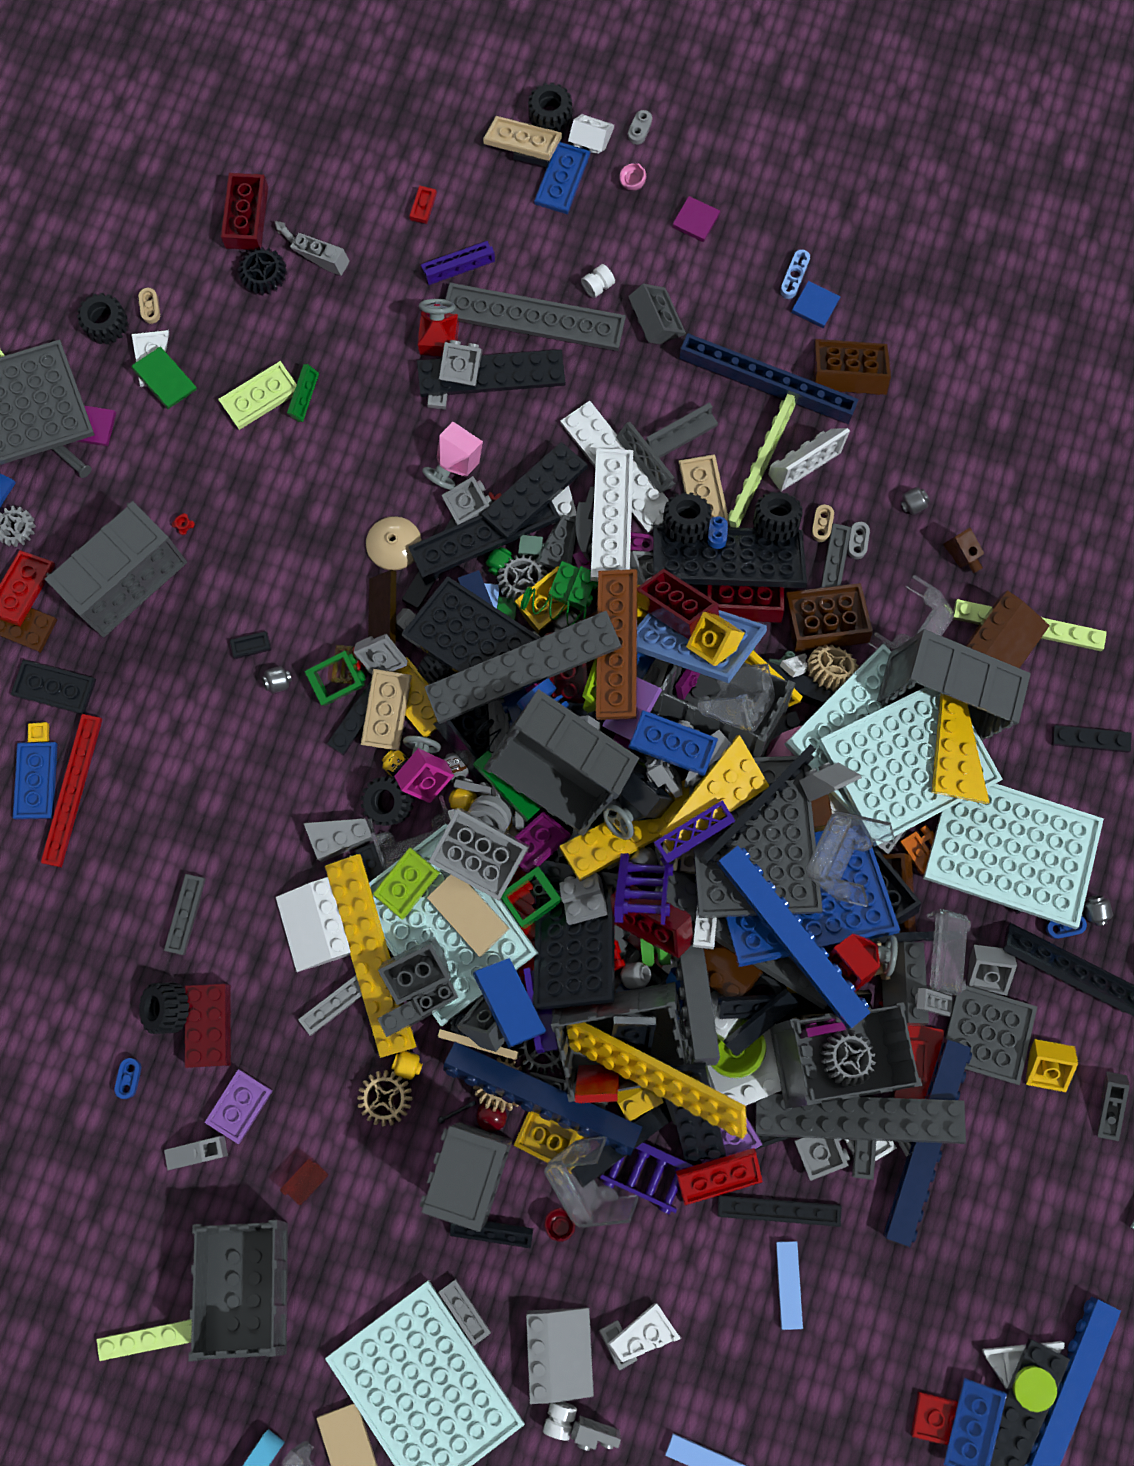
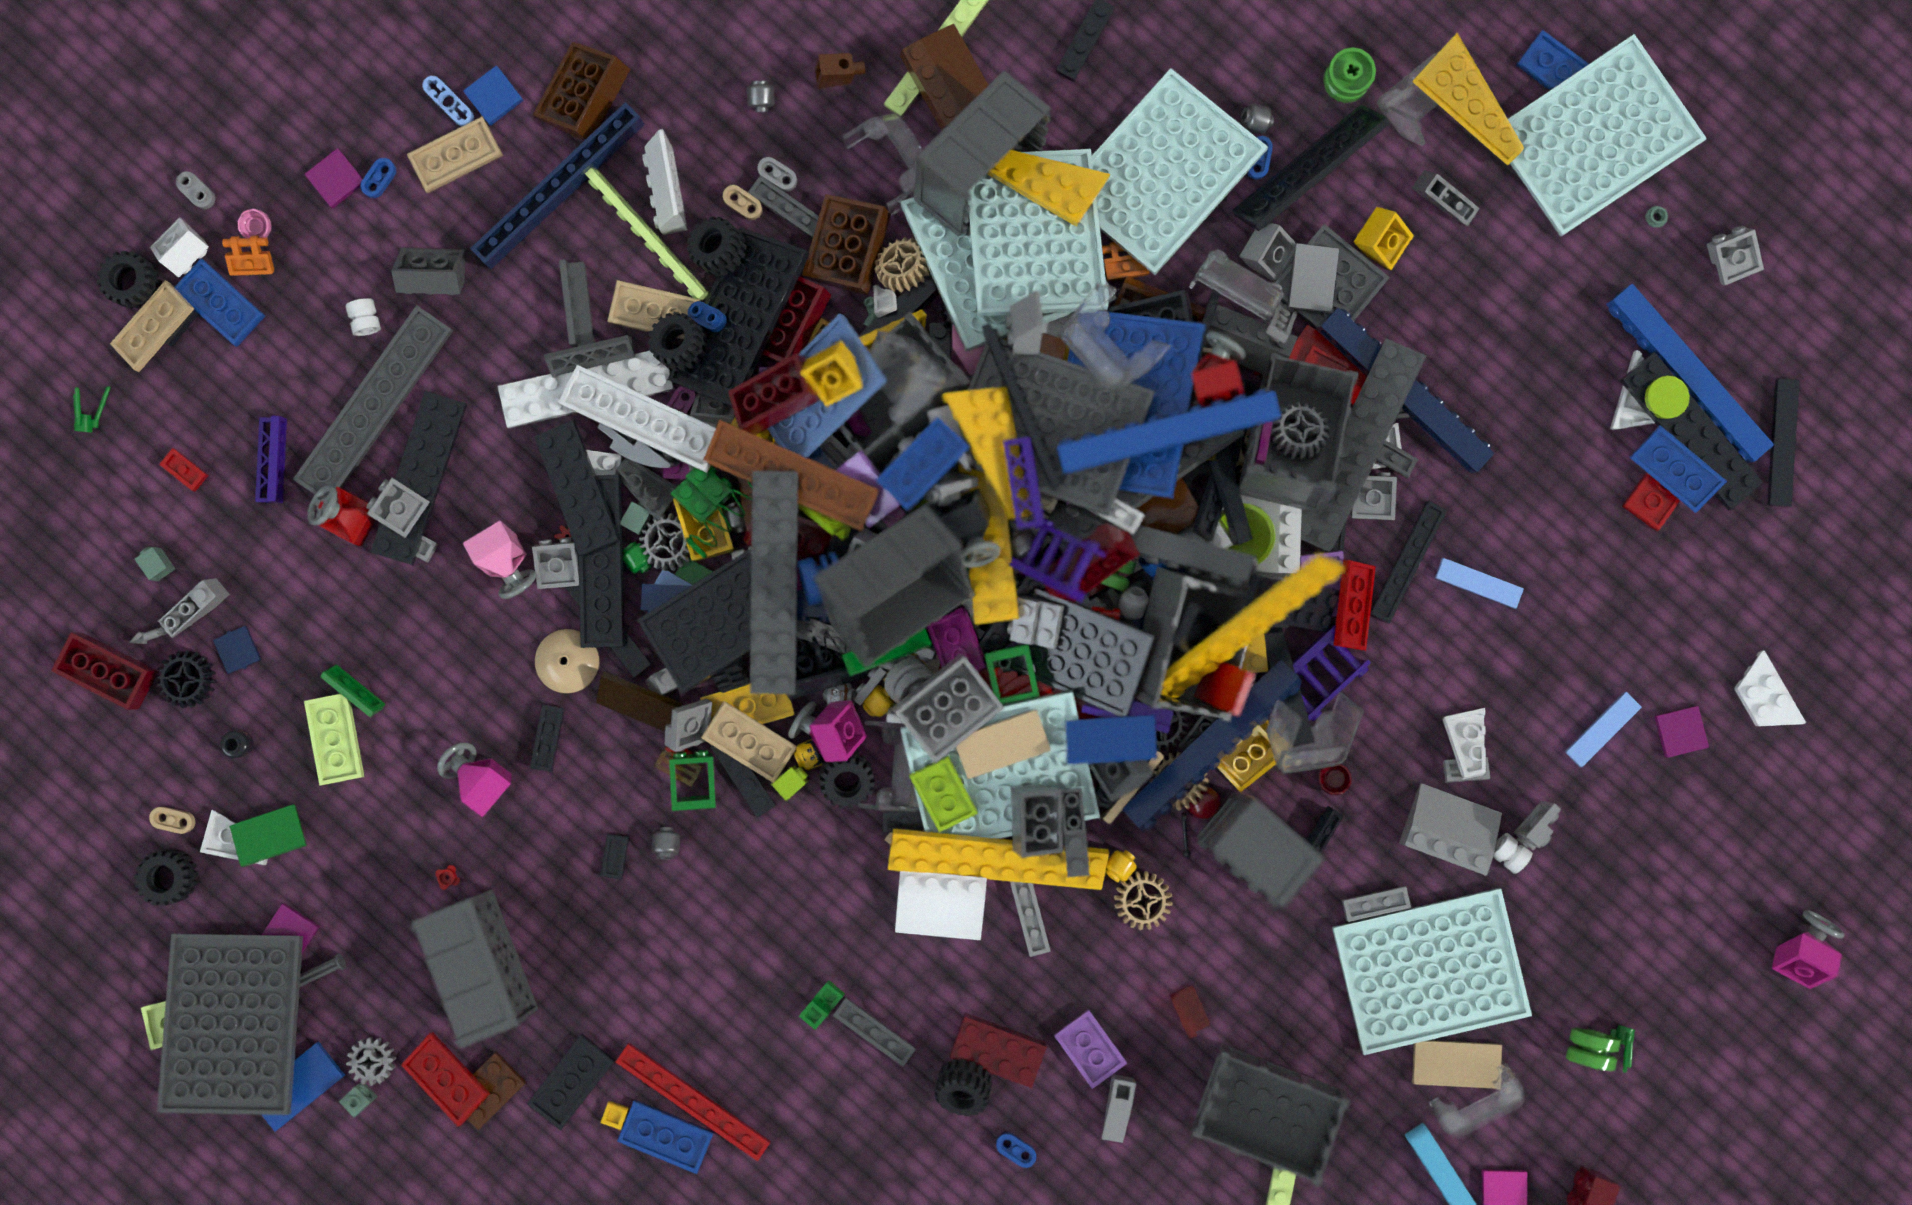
camera: 70 degrees left, 10 degrees up
(191, 861) = (821, 1004): none -> green slope
(226, 326) = (236, 744): none -> black head
(269, 511) = (479, 781): none -> dark pink piece
(300, 298) = (237, 649): none -> dark blue piece
(325, 553) = (547, 738): none -> black plate
(337, 837) = (861, 845): light grey wedge -> none
(342, 213) = (154, 563): none -> sand green brick
(366, 756) = (791, 782): none -> lime brick
(428, 121) = (83, 422): none -> green plant
(602, 184) = (248, 263): none -> orange plate
(711, 247) = (376, 177): none -> blue plate
(756, 296) = (454, 154): none -> tan tile
(986, 1017) = (1313, 278): none -> light grey tile

